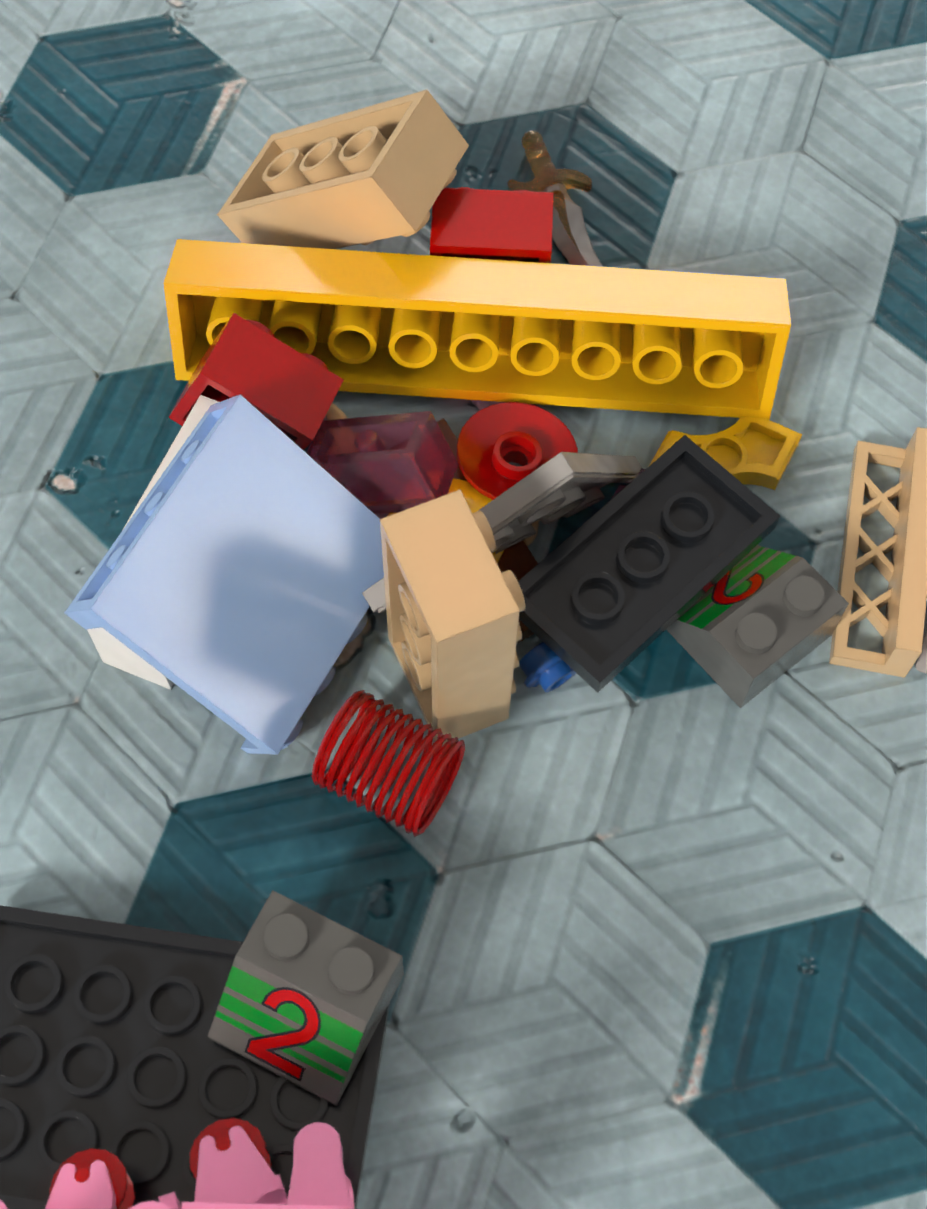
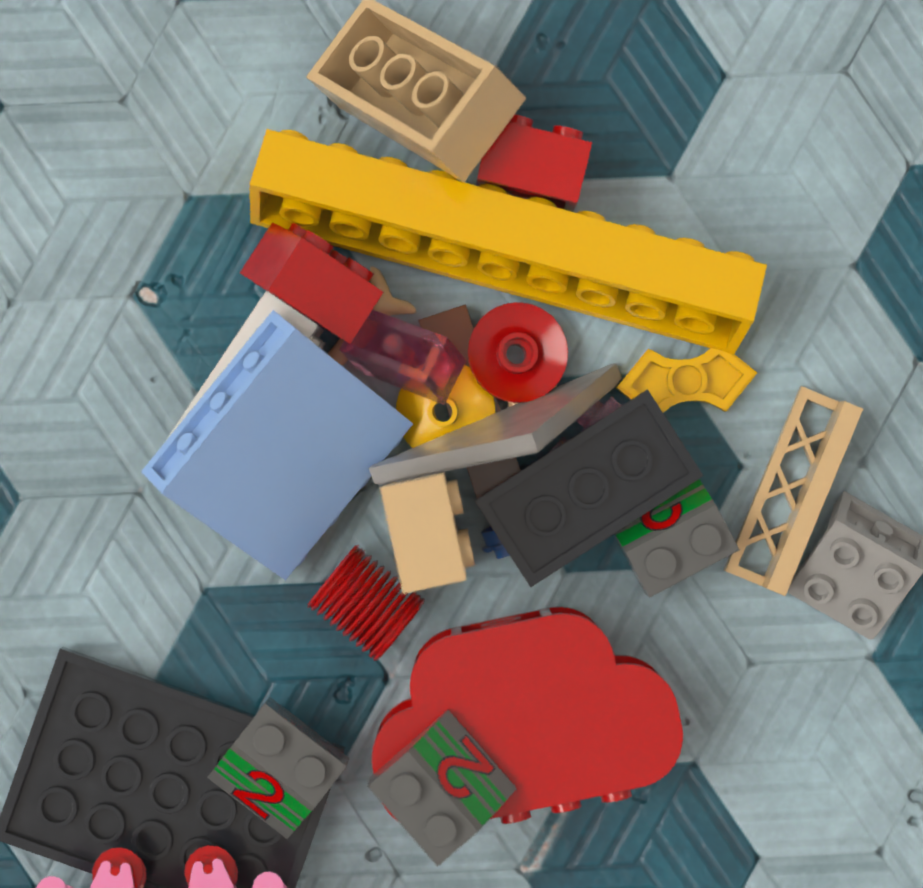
camera: 15 degrees right, 25 degrees up
(539, 943) = (442, 787): none -> dark grey slope
(568, 221) = (611, 104): piece -> none
(631, 865) = (545, 708): none -> red brick

